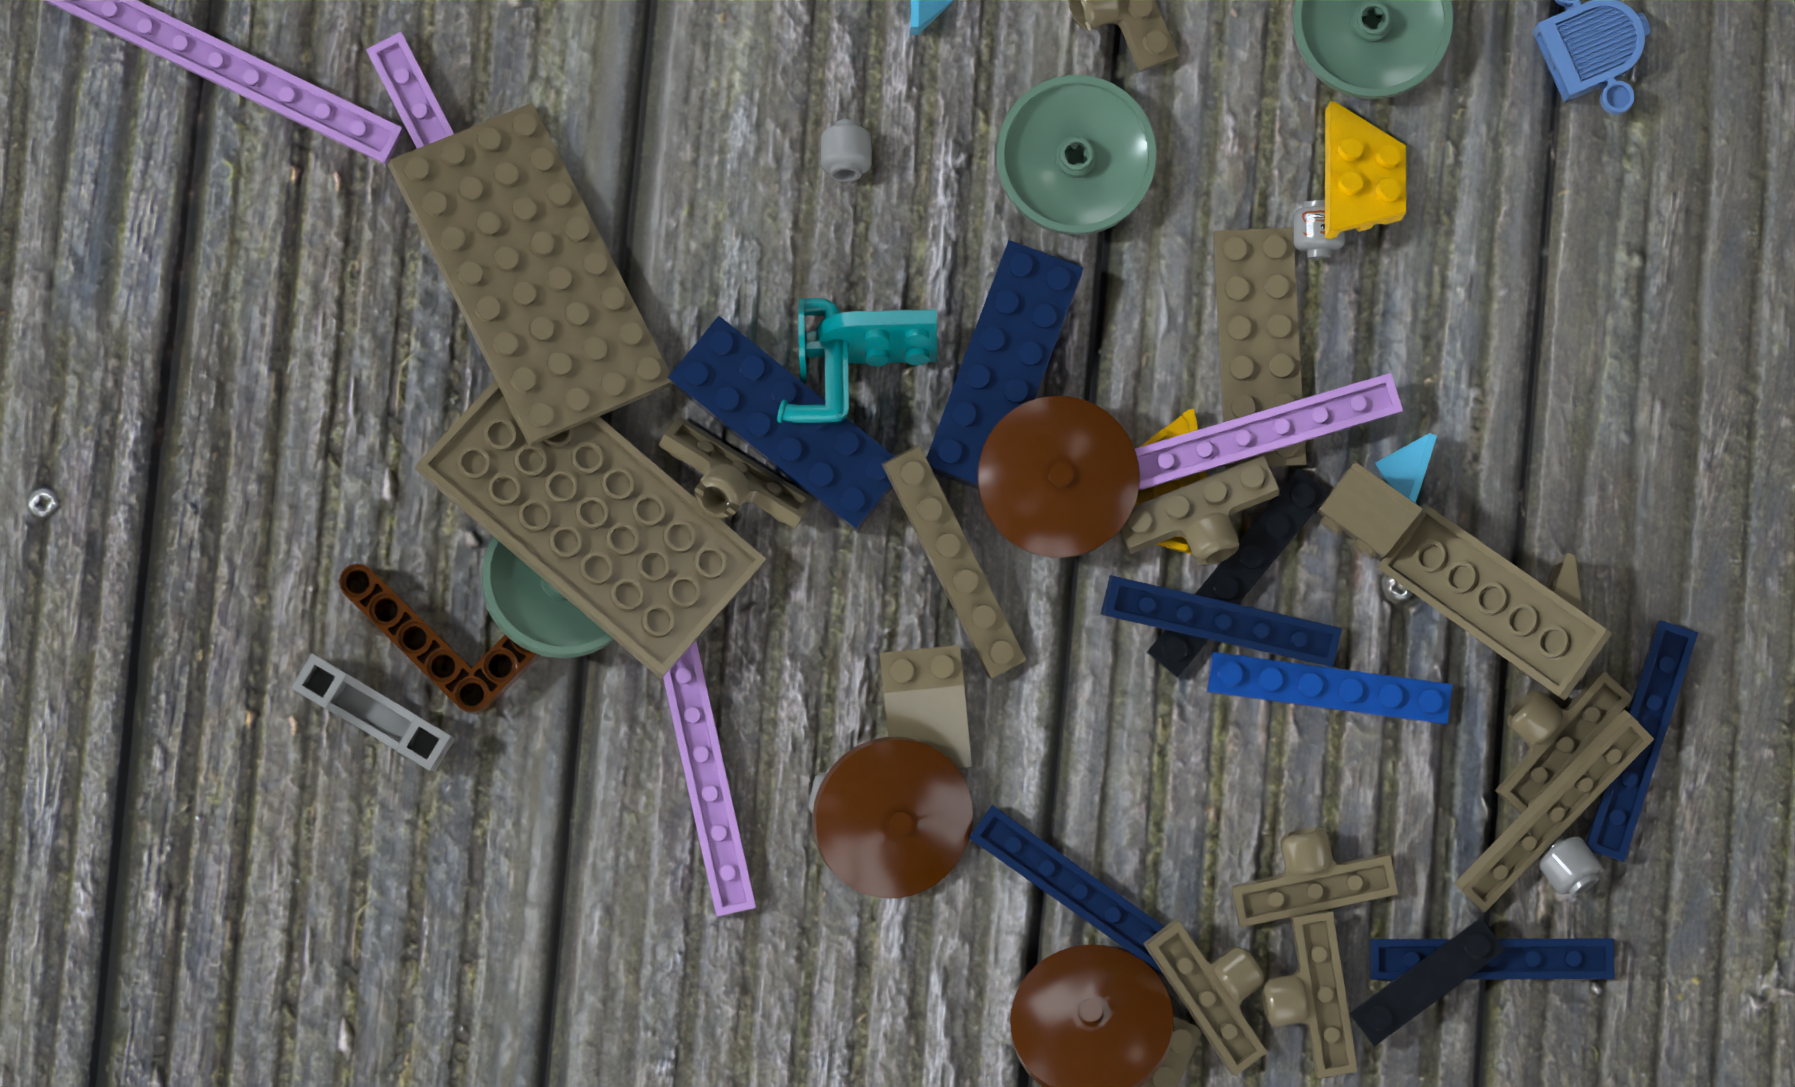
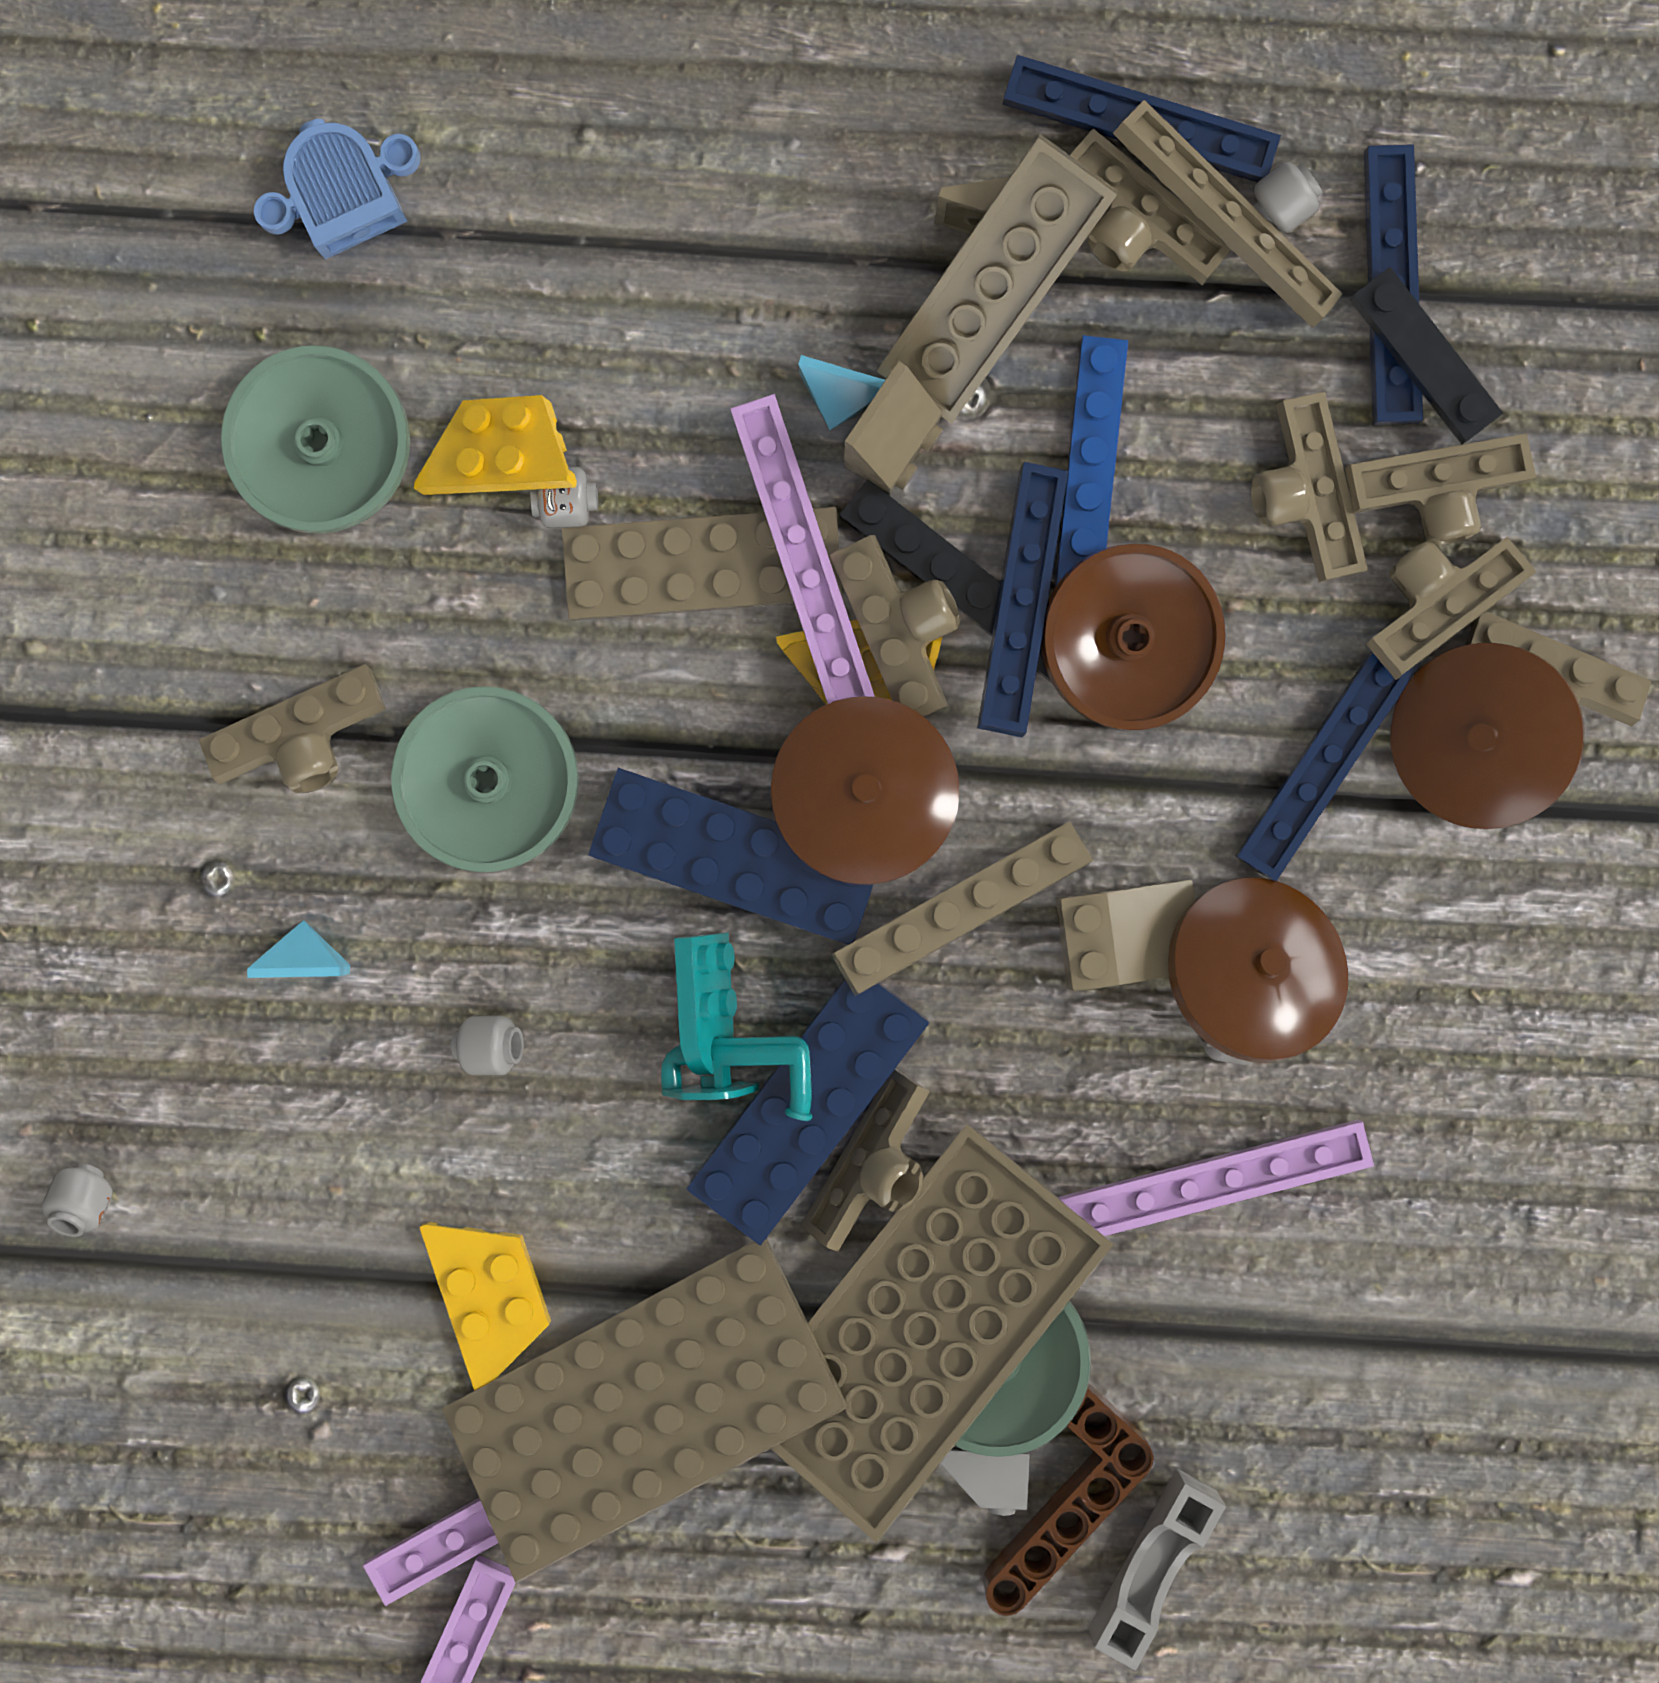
camera: 90 degrees left, 5 degrees up
(458, 571) = (991, 1480): none -> light grey slope
(628, 145) = (487, 1294): none -> yellow wing
(1186, 717) = (1133, 636): none -> reddish brown dish

